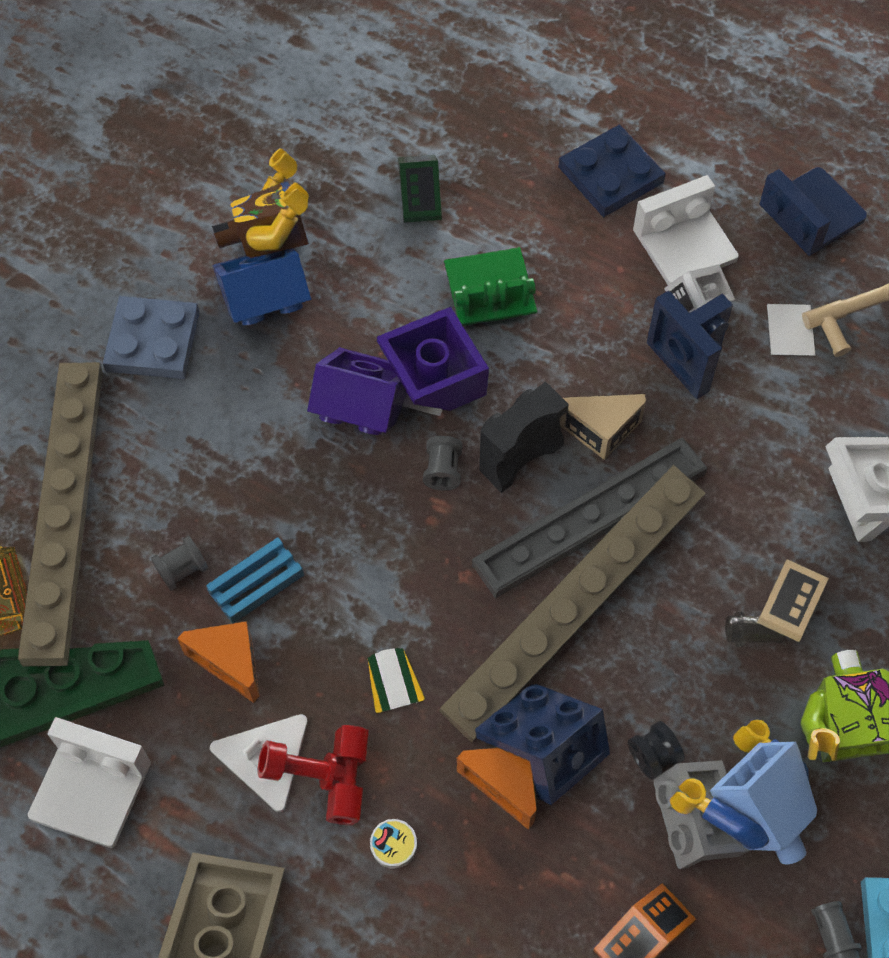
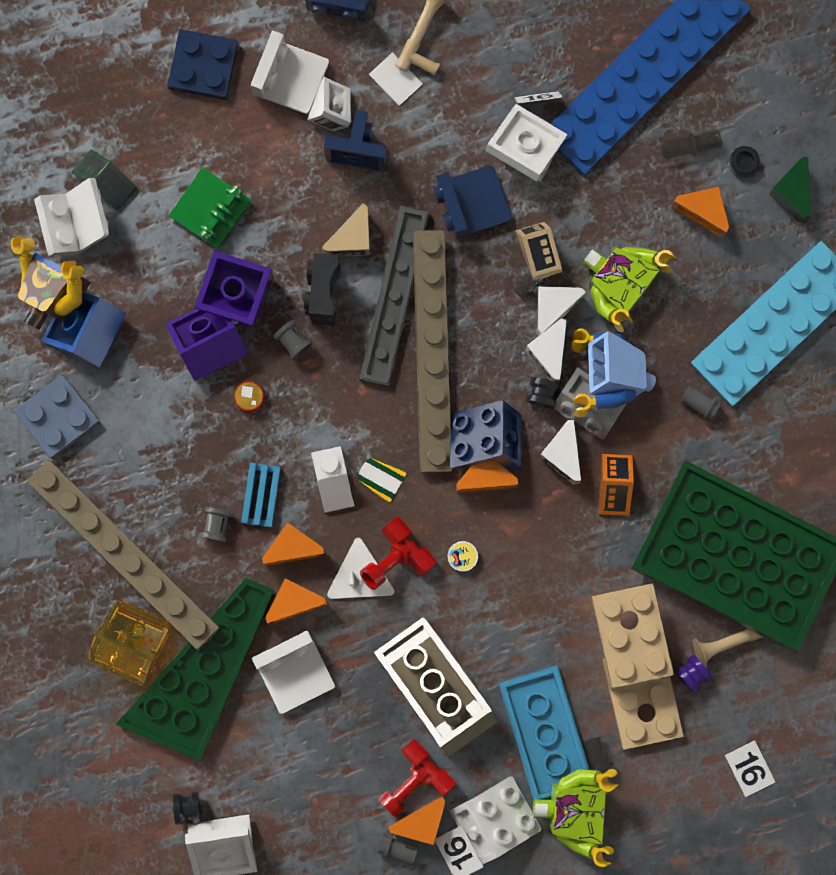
camera: 45 degrees left, 20 degrees up
(165, 710) = (293, 601): none -> orange slope
(340, 632) = (332, 479): none -> white slope
(345, 478) = (249, 396): none -> tile
(349, 185) = (72, 219): none -> white bracket
(616, 834) = (563, 453): none -> white slope
(708, 709) = (548, 350): none -> white slope
(758, 672) = (554, 304): none -> white slope
(761, 494) = (472, 201): none -> dark blue bracket

